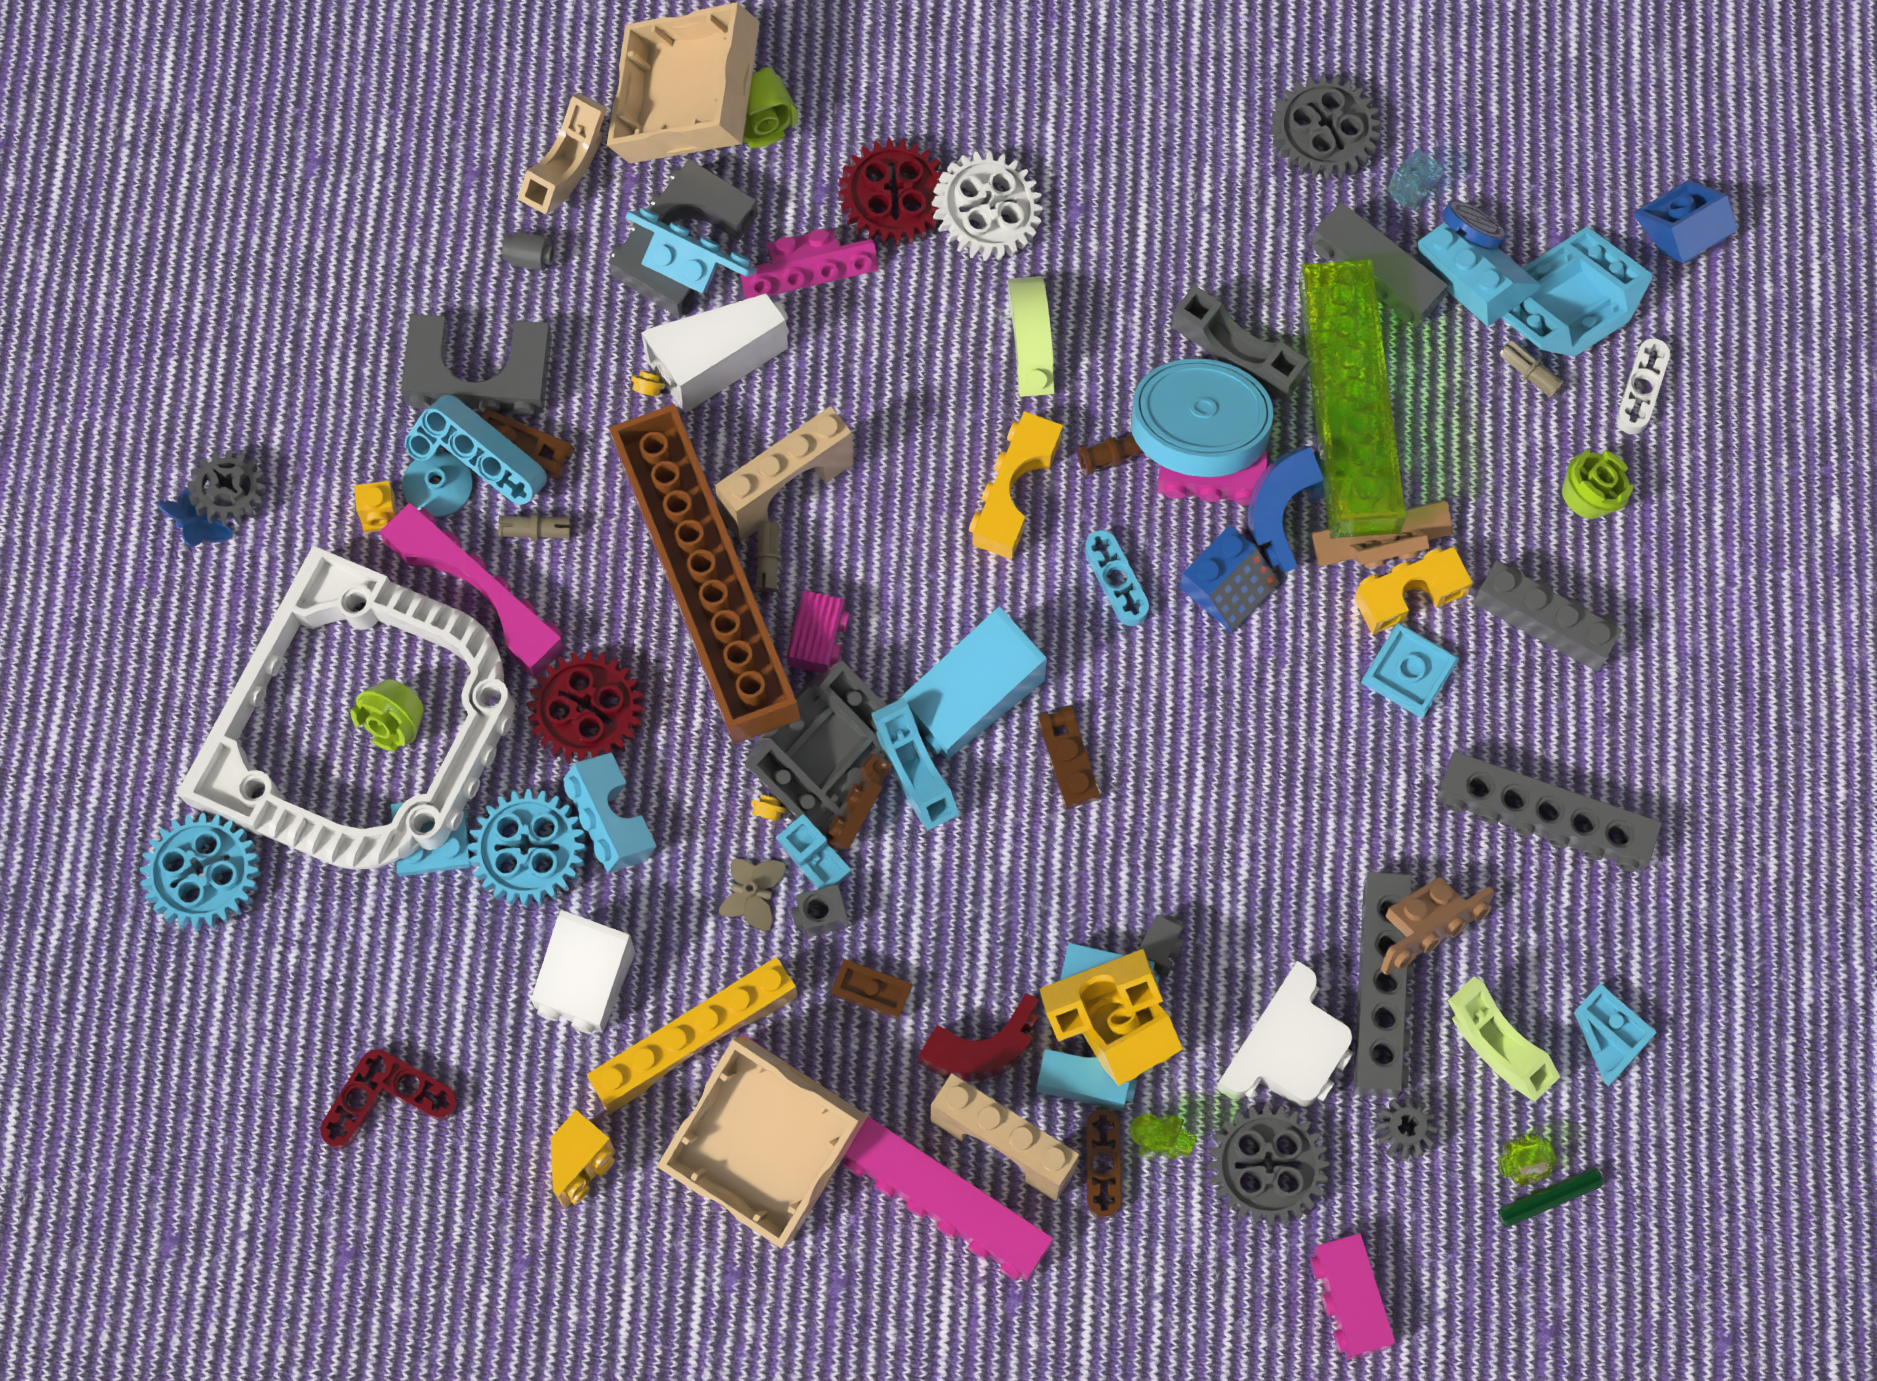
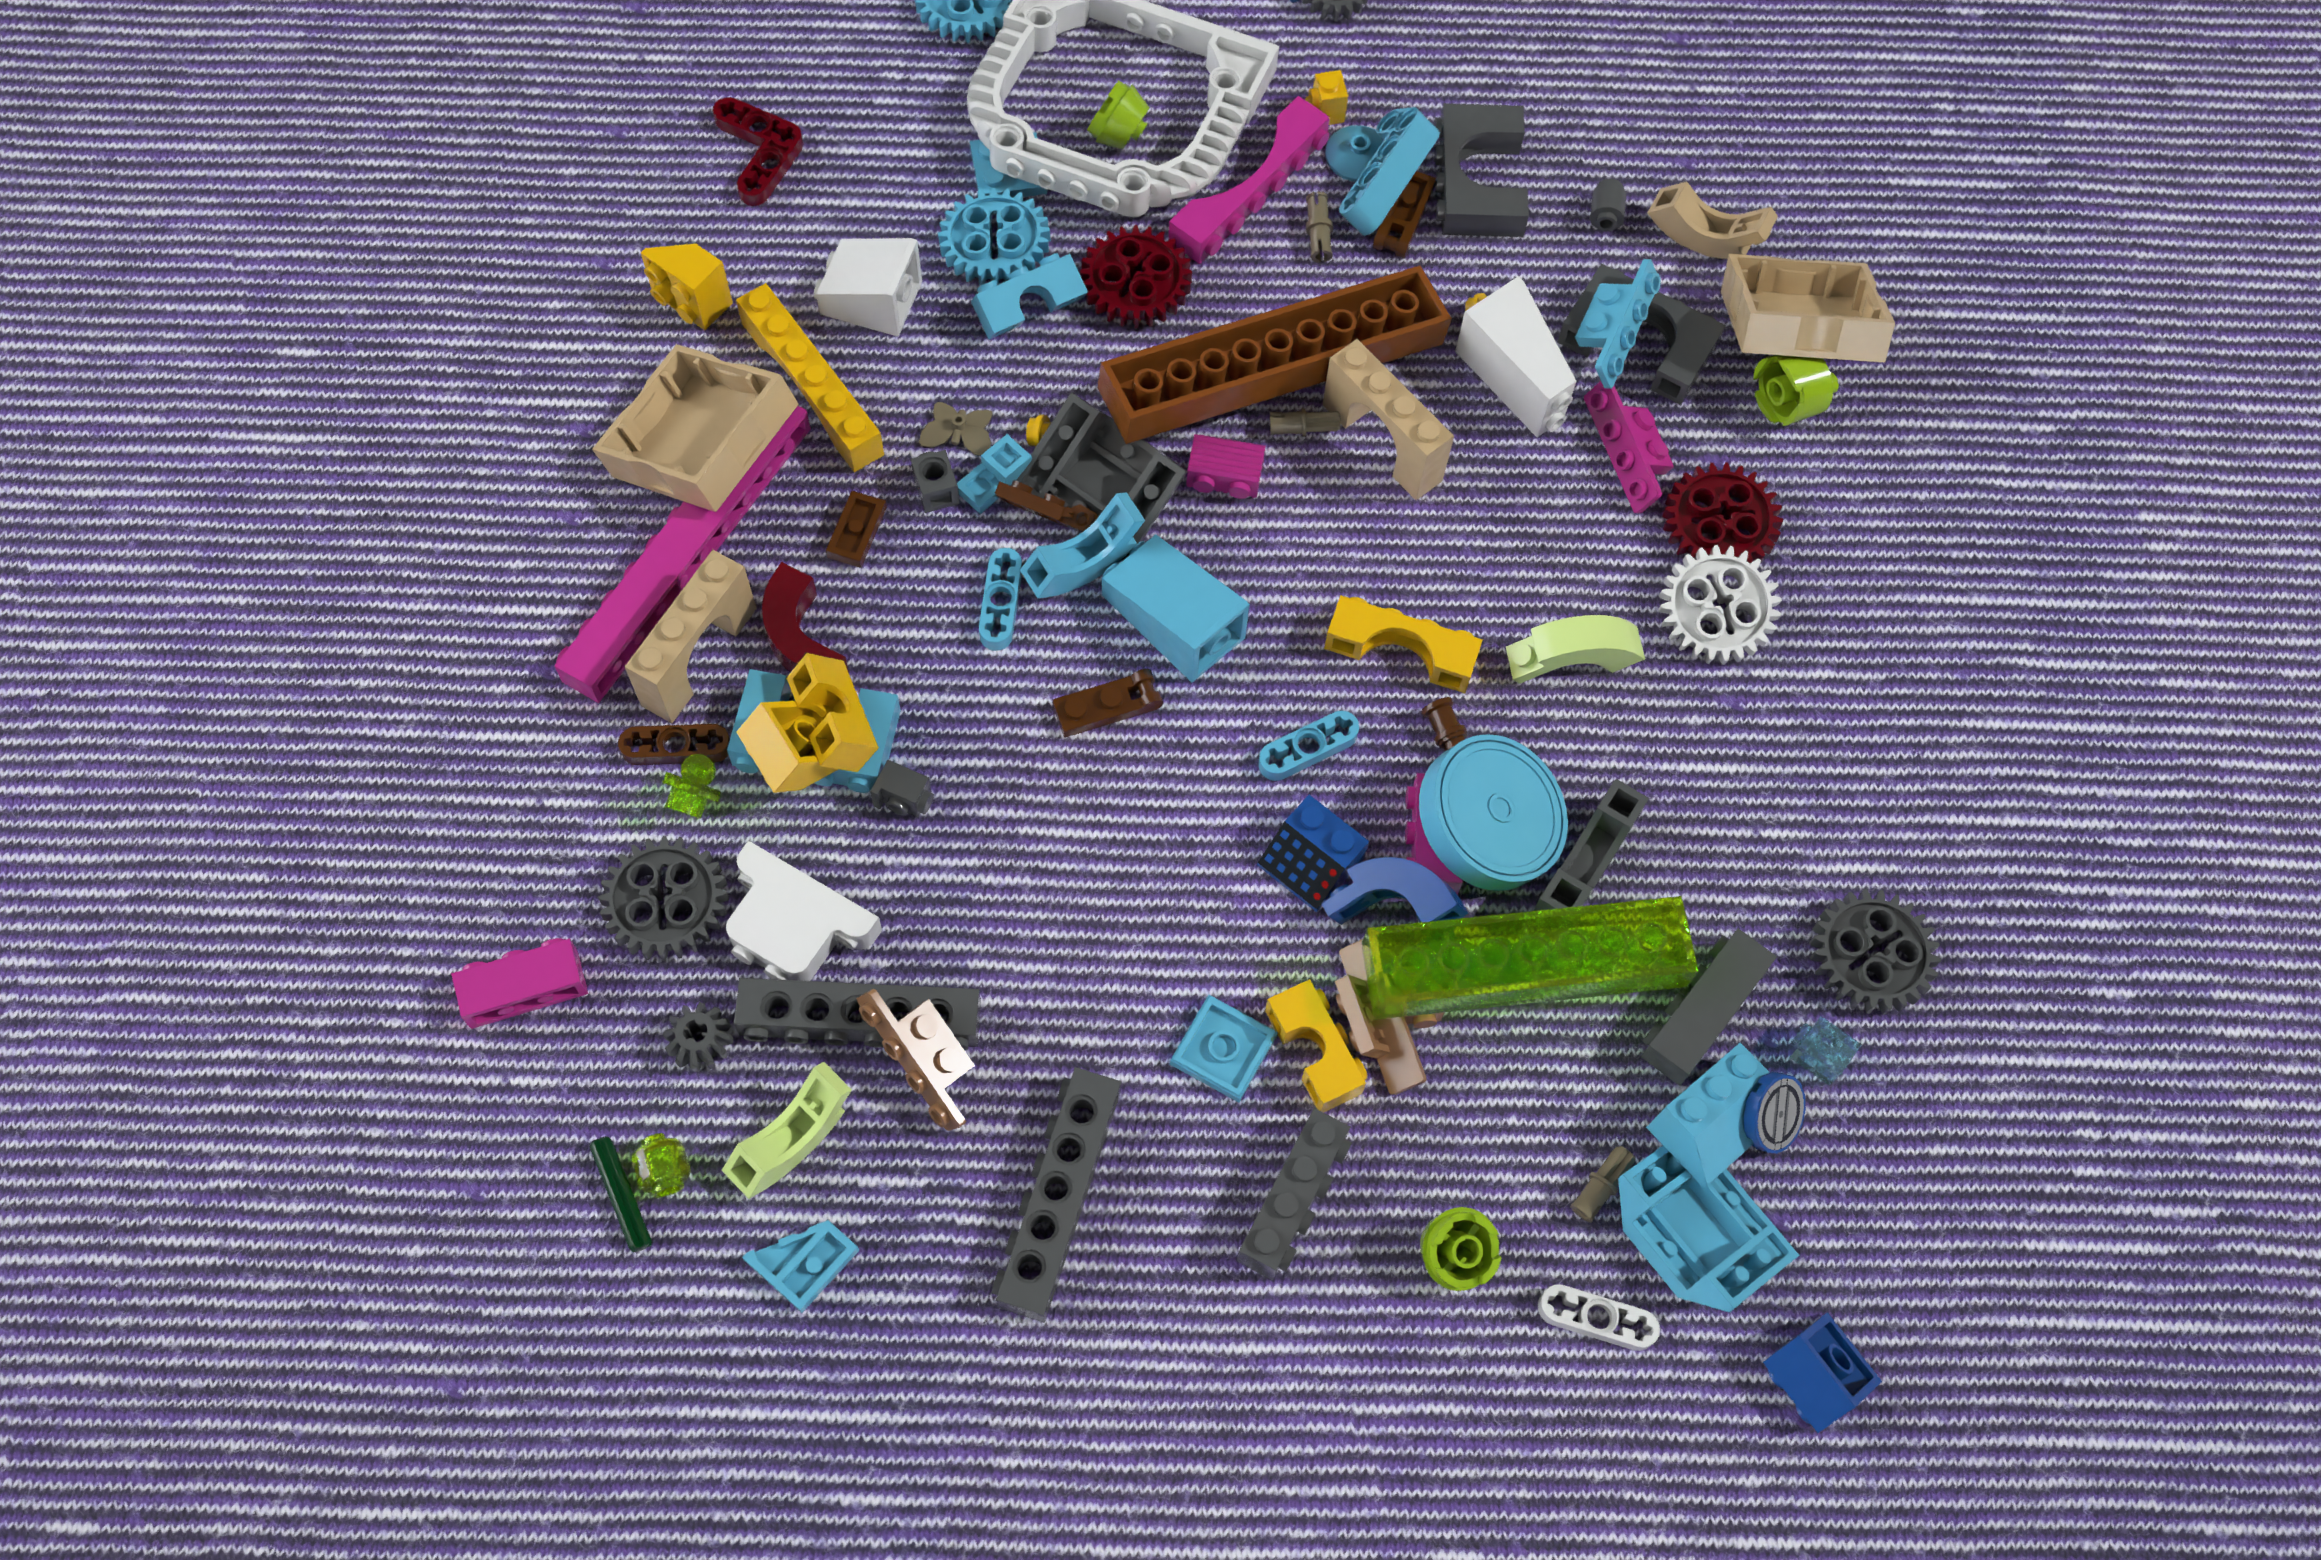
camera: 85 degrees right, 5 degrees down
(924, 857) = (1007, 612): none -> medium azure beam

